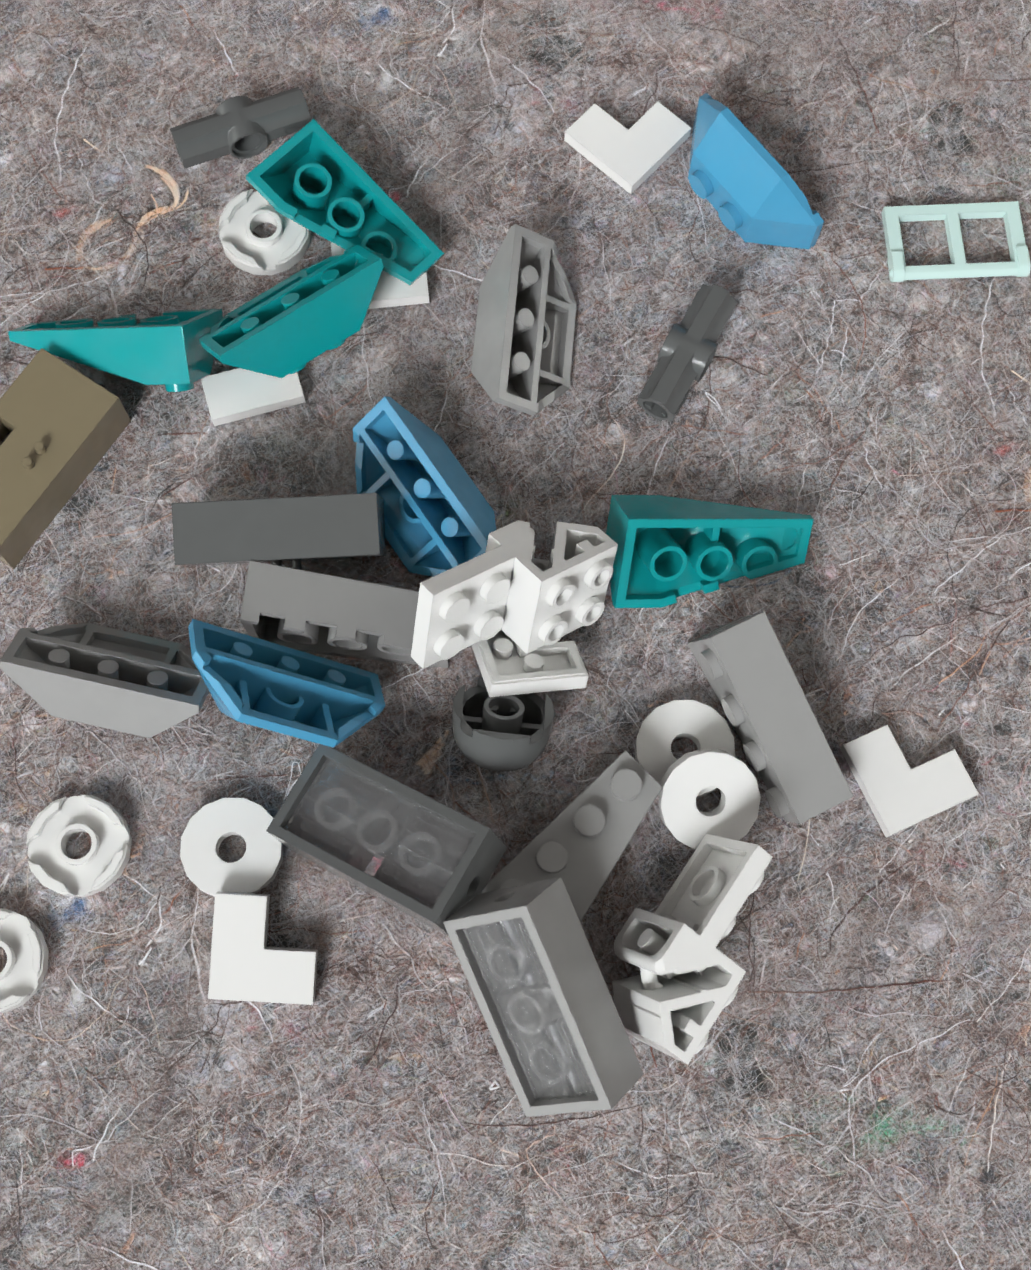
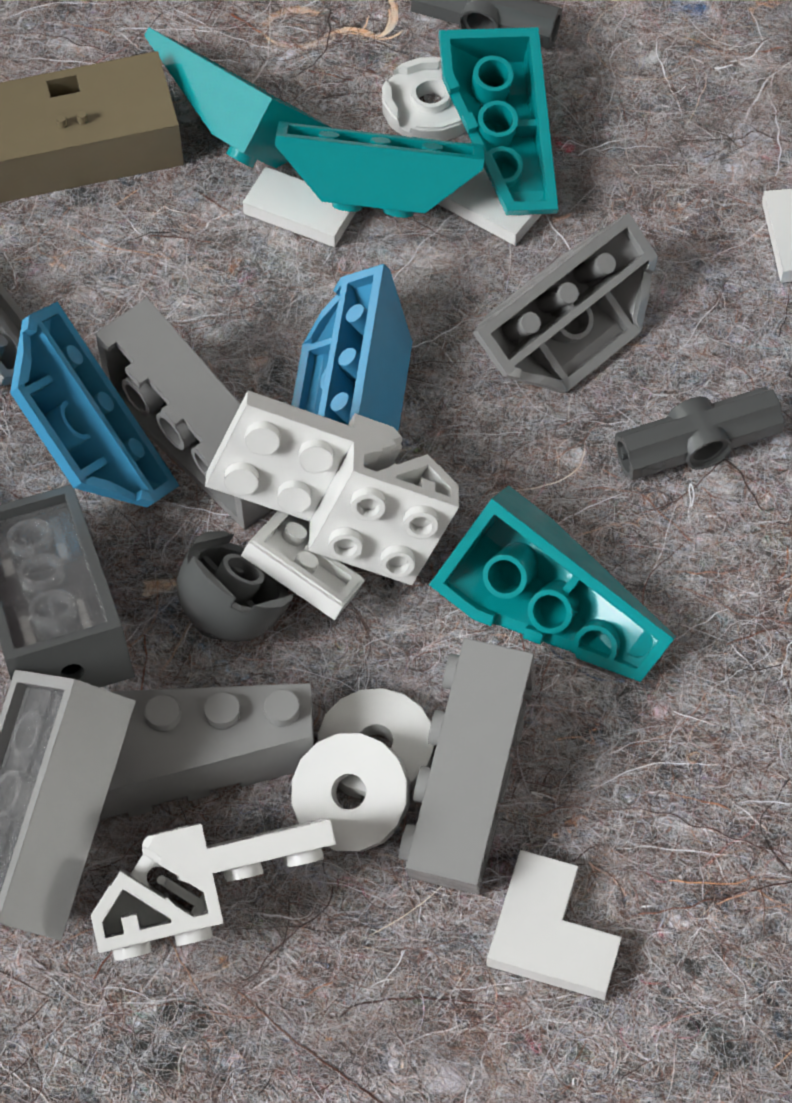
camera: 45 degrees right, 15 degrees down
(279, 529) = (206, 307): dark grey brick -> none

